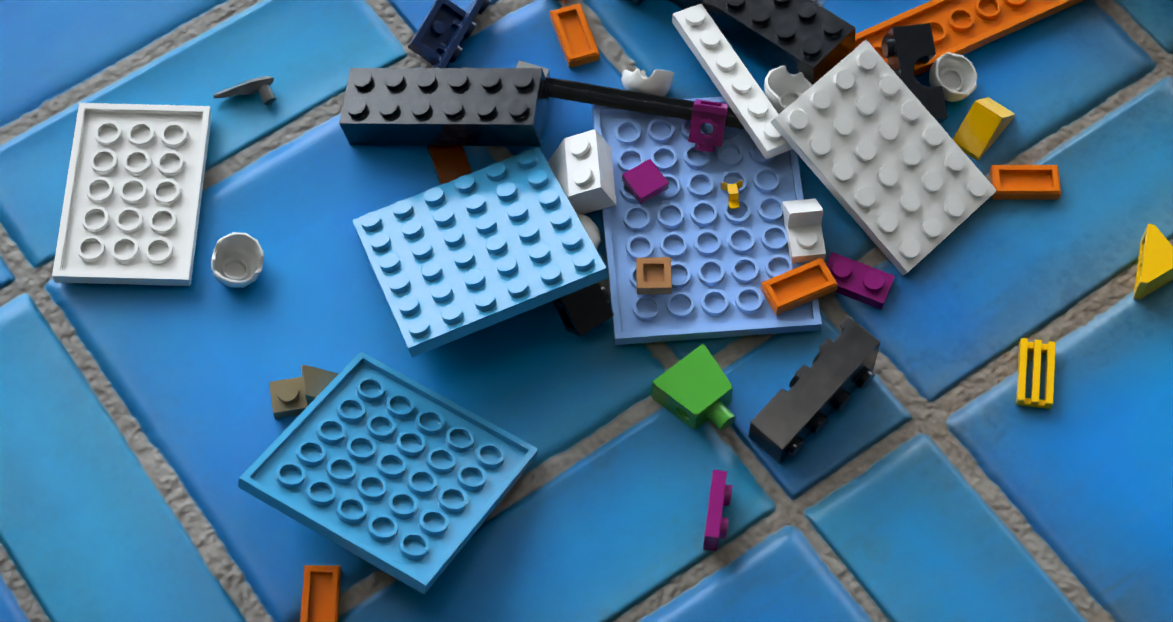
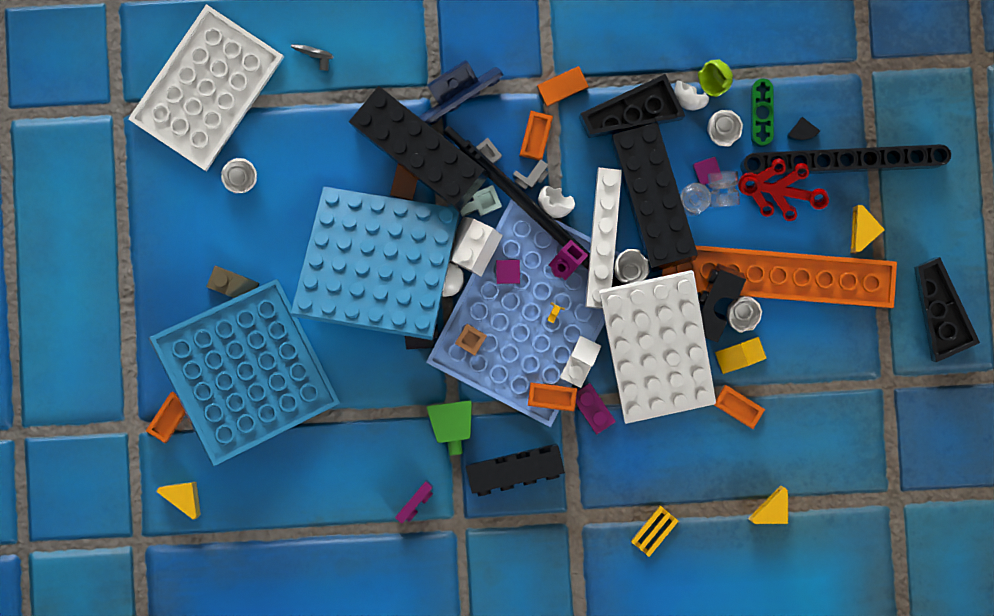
camera: 30 degrees right, 25 degrees up
(560, 126) = (483, 201): none -> light aqua plate
(605, 68) = (537, 175): none -> light grey bracket

